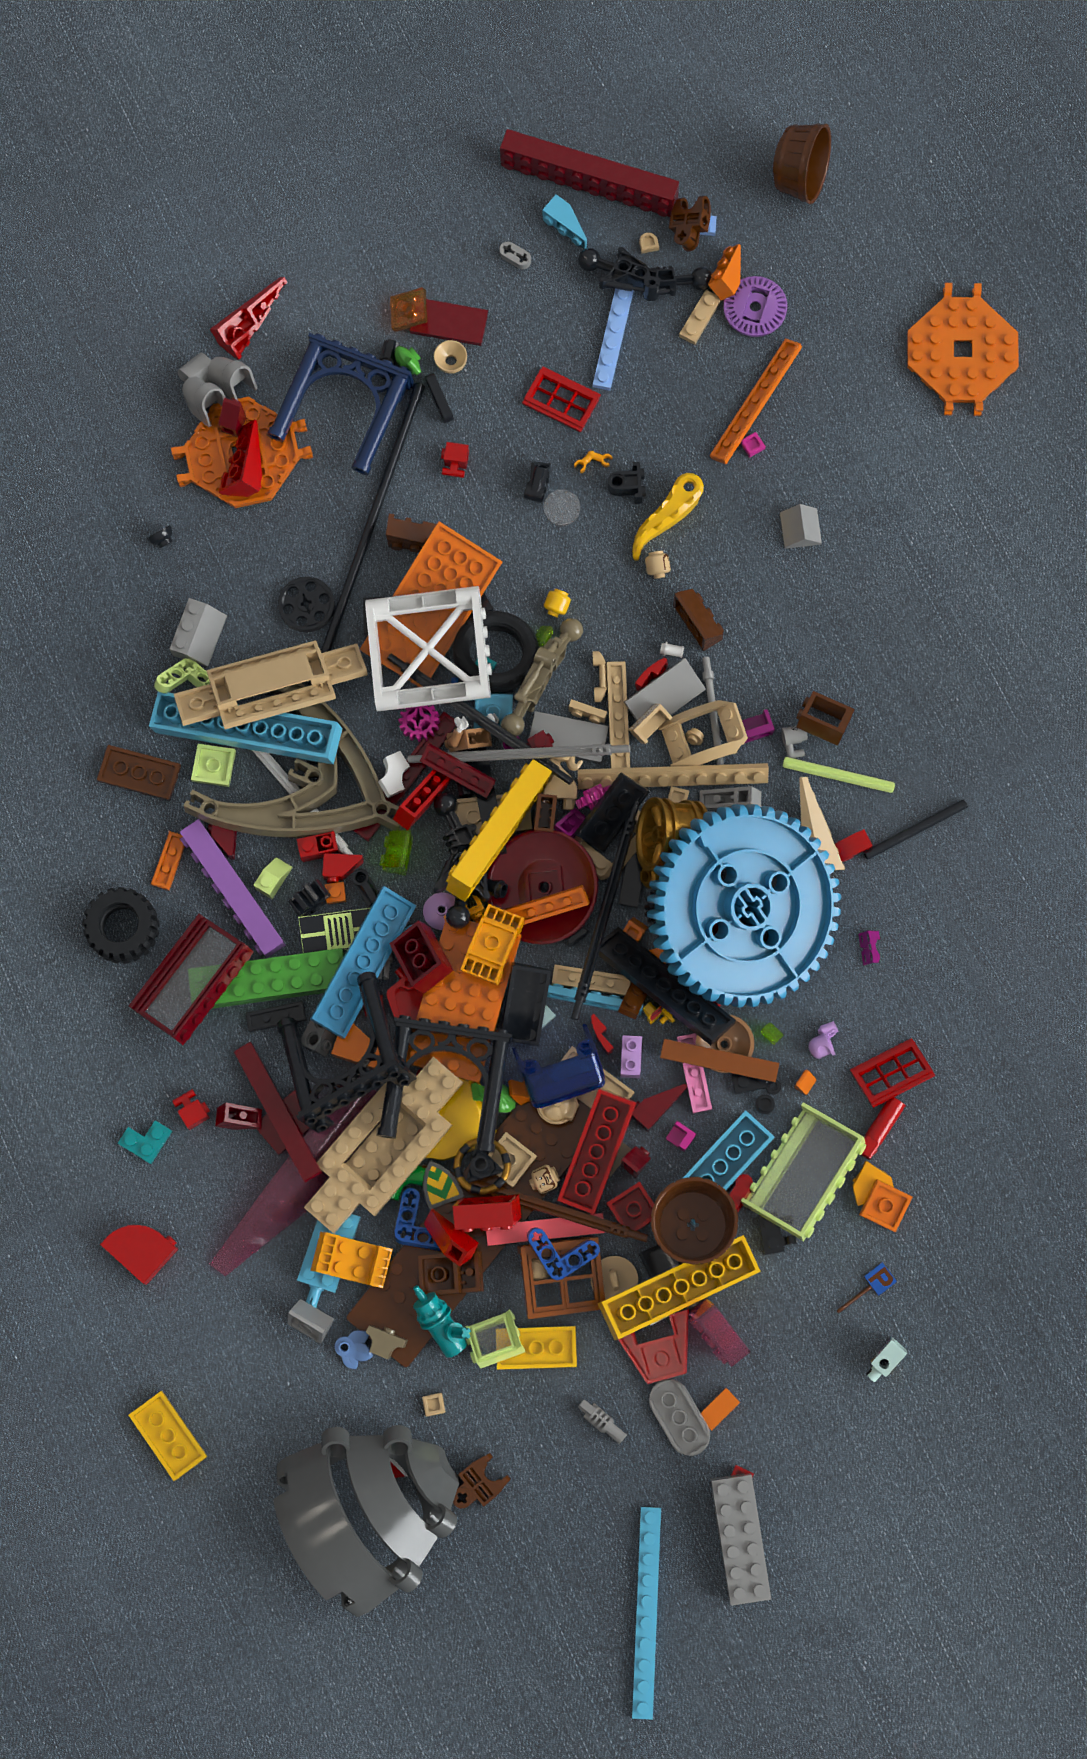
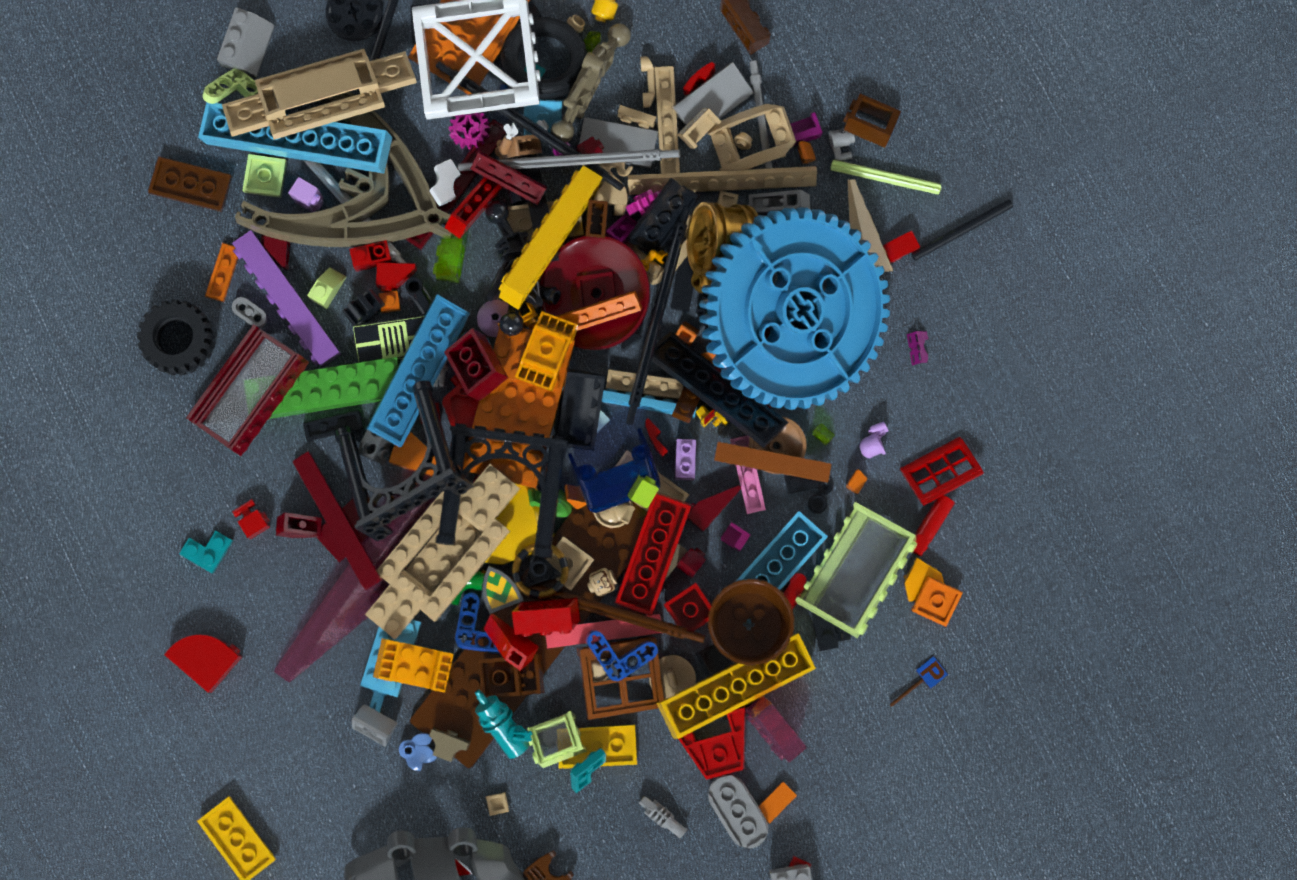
camera: 10 degrees left, 5 degrees up
(195, 901) = (250, 312): none -> light grey plate
(255, 785) = (306, 195): none -> lavender brick
(520, 1372) = (582, 771): none -> teal plate
(529, 617) = (576, 22): none -> tan plate
(587, 1086) = (643, 491): none -> lime brick
(607, 850) = (654, 254): none -> light orange arm
(671, 650) = (719, 54): white pin -> none
(758, 749) = (806, 152): none -> orange slope
(891, 1351) = (942, 743): light aqua torso -> none

